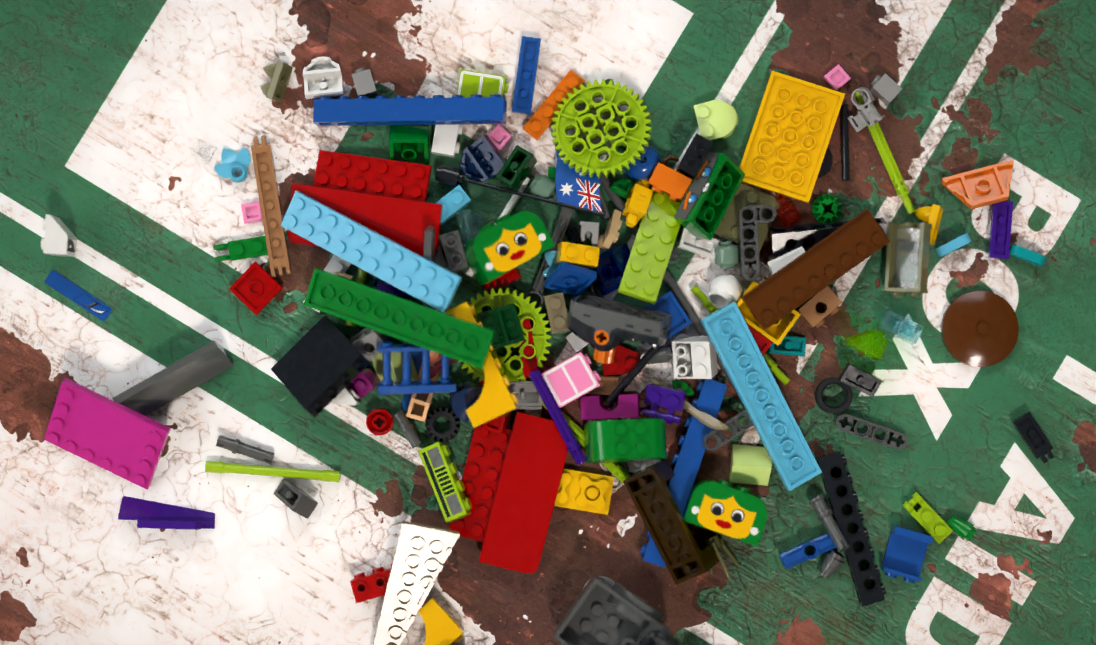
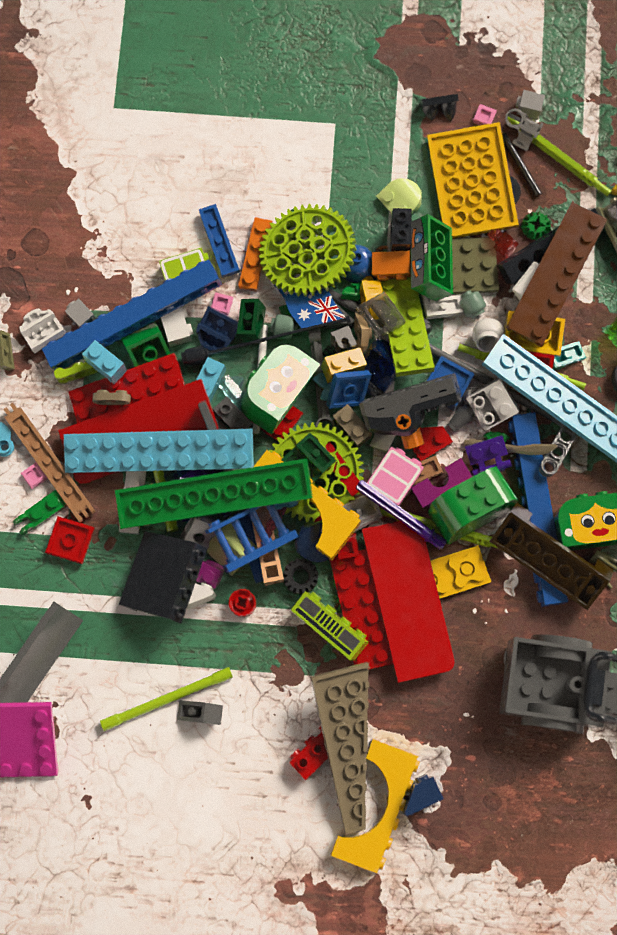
camera: 20 degrees left, 10 degrees down
(164, 516) = (80, 794): dark purple wedge -> none
(245, 449) = (130, 691): dark grey pin -> none
(339, 135) = (73, 373): none -> lime plate
(361, 183) = (103, 397): none -> dark tan plate
(363, 144) = (104, 362): none -> medium azure brick
(407, 429) = (271, 596): dark grey pin -> none
(631, 375) = (446, 446): black bar -> none
(639, 225) = (385, 311): none -> clear smoke plate
(750, 465) = (593, 473): yellowish green slope -> none
(752, 243) = (491, 281): dark grey beam -> none
(807, 46) = (447, 103): none -> black tile
(808, 310) = (582, 299): medium nougat brick -> none

